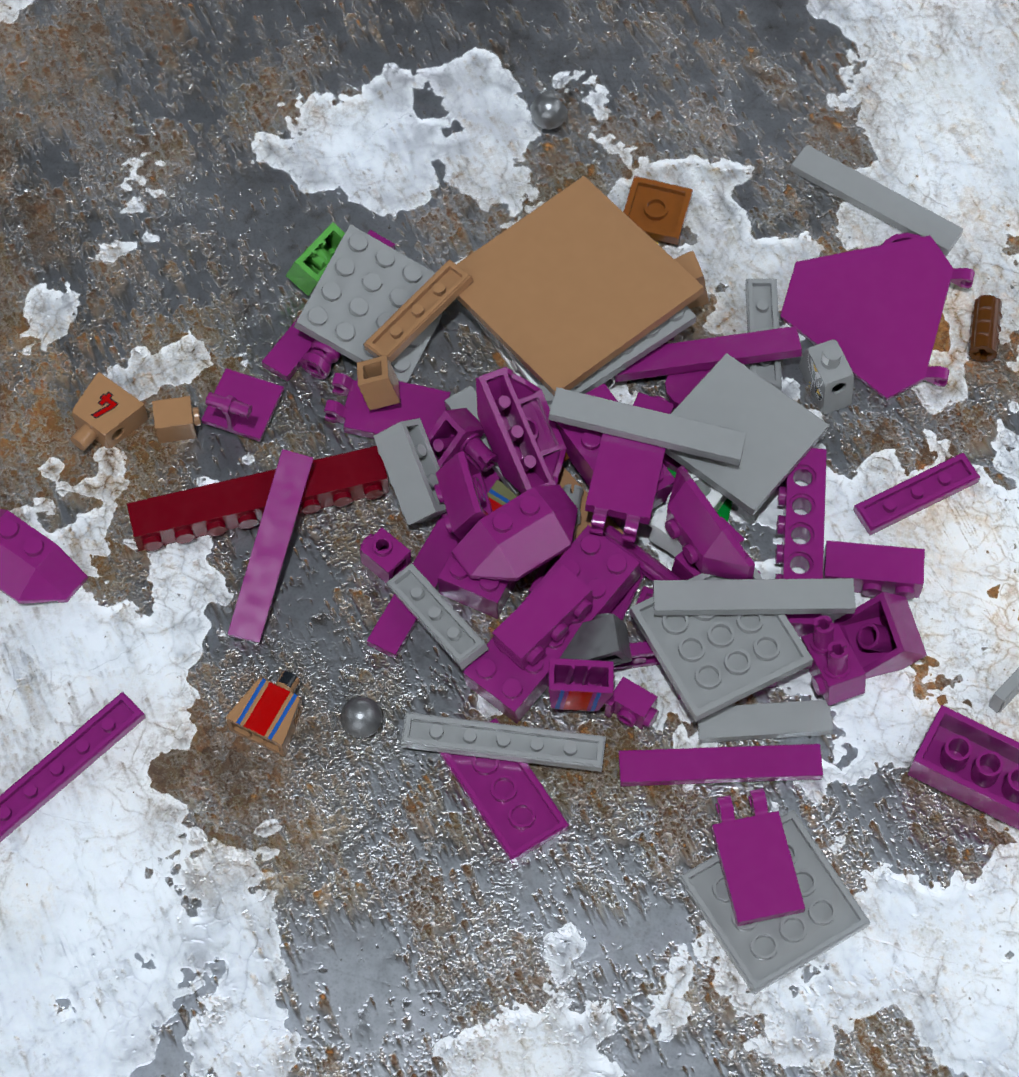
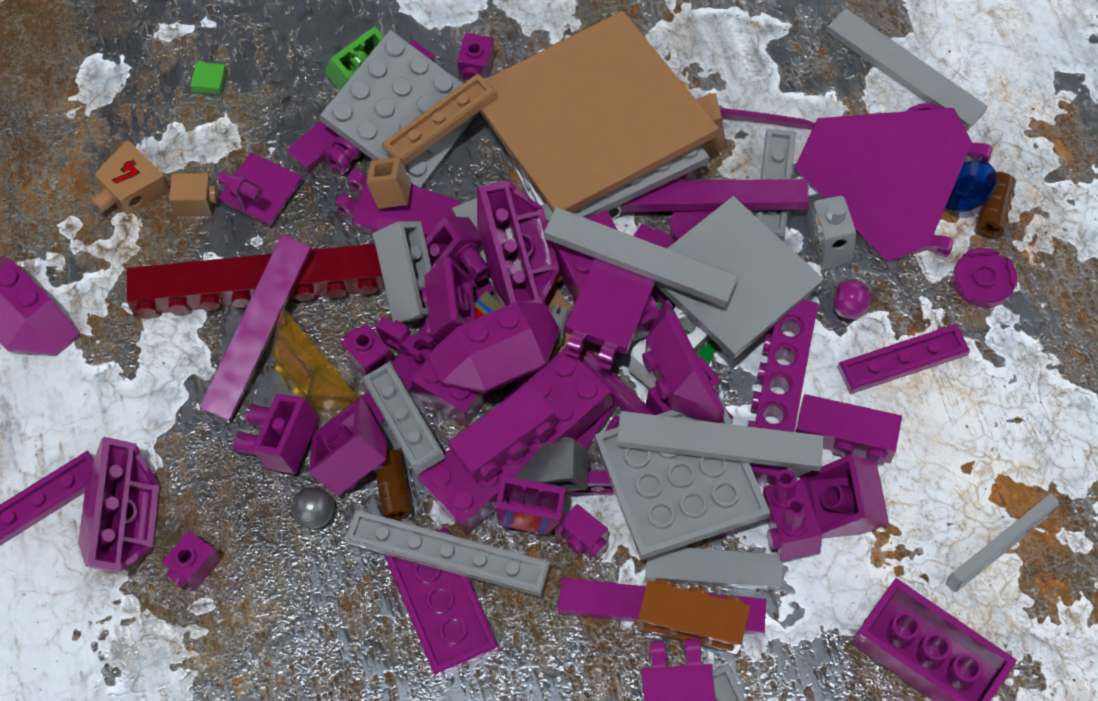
camera: 10 degrees right, 0 degrees up
(164, 296) = (208, 78): none -> bright green tile
(166, 742) = (117, 507): none -> magenta wedge
(250, 785) = (190, 562): none -> magenta brick
(268, 713) = (223, 491): torso -> none
(319, 650) = (283, 434): none -> magenta brick
(333, 582) = (308, 368): none -> clear yellow wedge
(386, 653) = (347, 448): none -> magenta slope
(416, 538) = (398, 337): none -> magenta plate
(436, 683) = (393, 487): none -> reddish brown axle
(438, 241) = (475, 56): none -> magenta brick
(658, 208) = (692, 52): dark orange plate -> none
(745, 268) = (766, 118): none -> magenta sword
(753, 766) = (693, 615): none -> dark orange brick
(858, 441) = (852, 299): none -> magenta piece
(960, 313) = (973, 187): none -> clear blue dish
(984, 403) = (984, 278): none -> magenta tile

